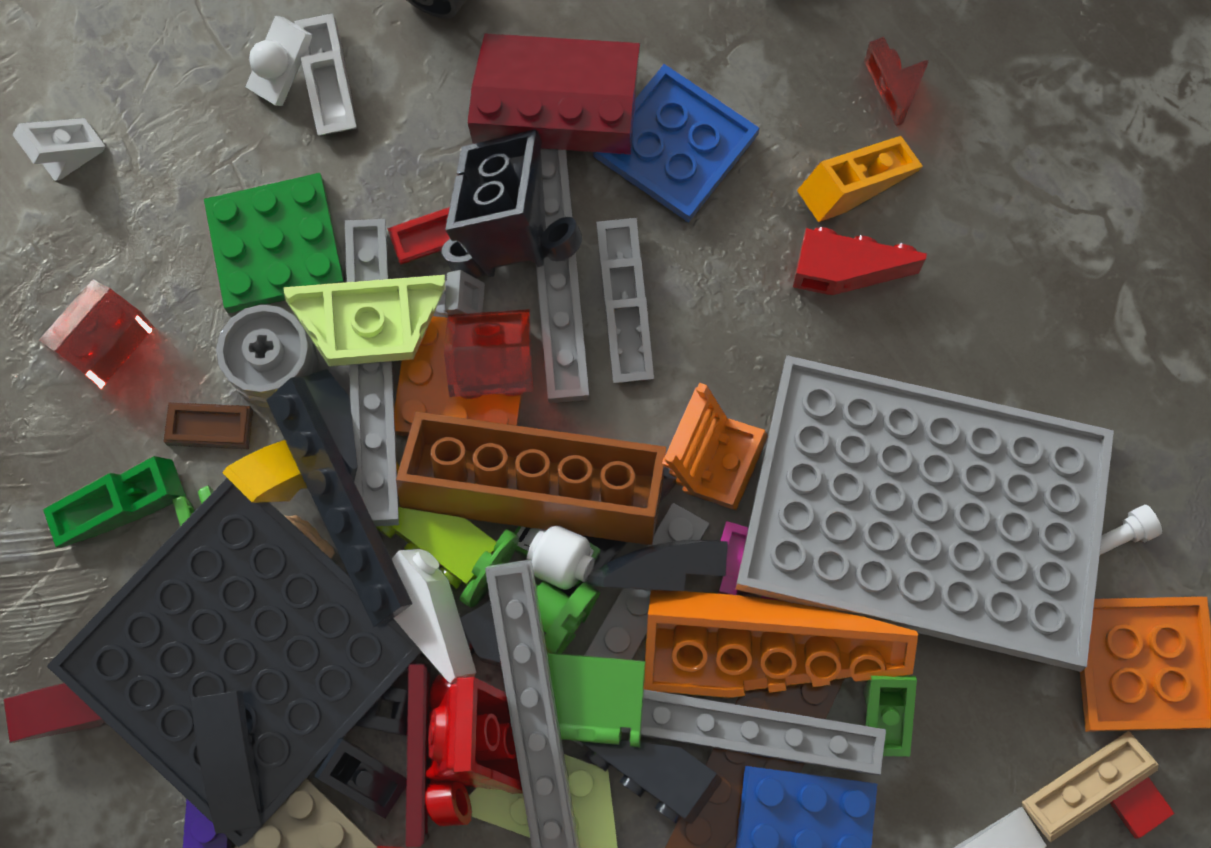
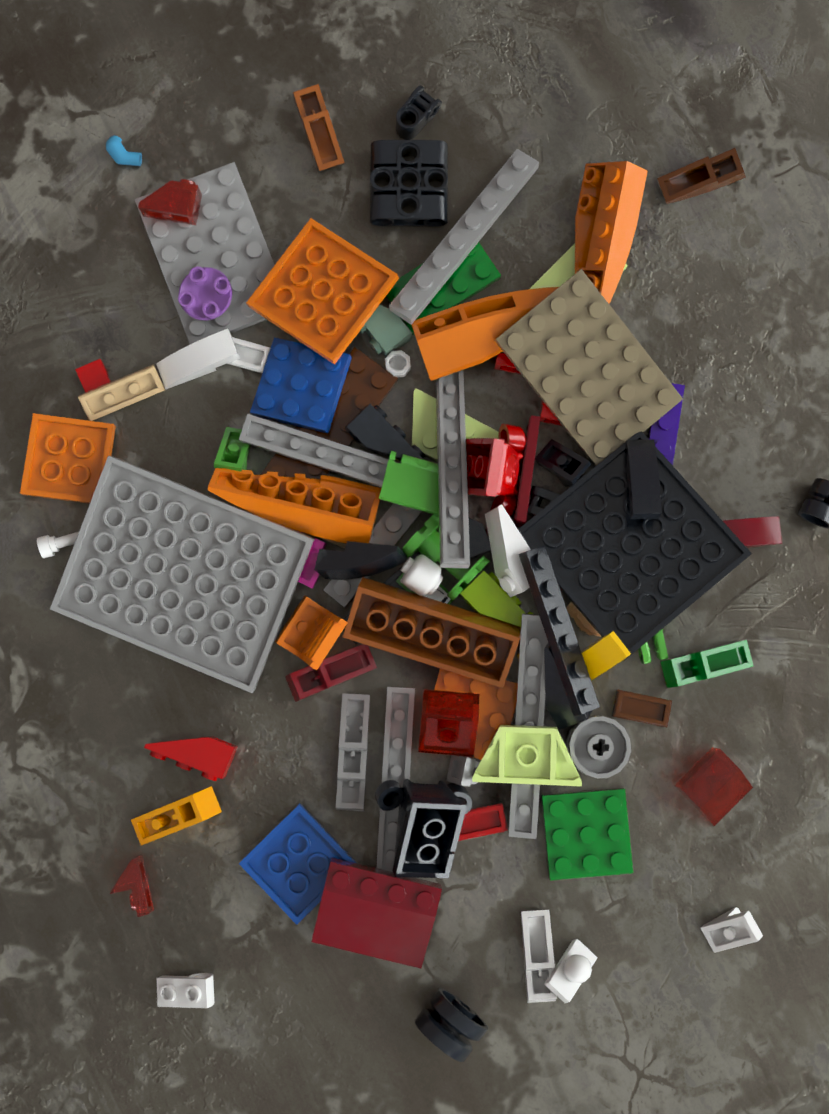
camera: 175 degrees left, 10 degrees up
(661, 410) = (331, 672): none -> dark red slope

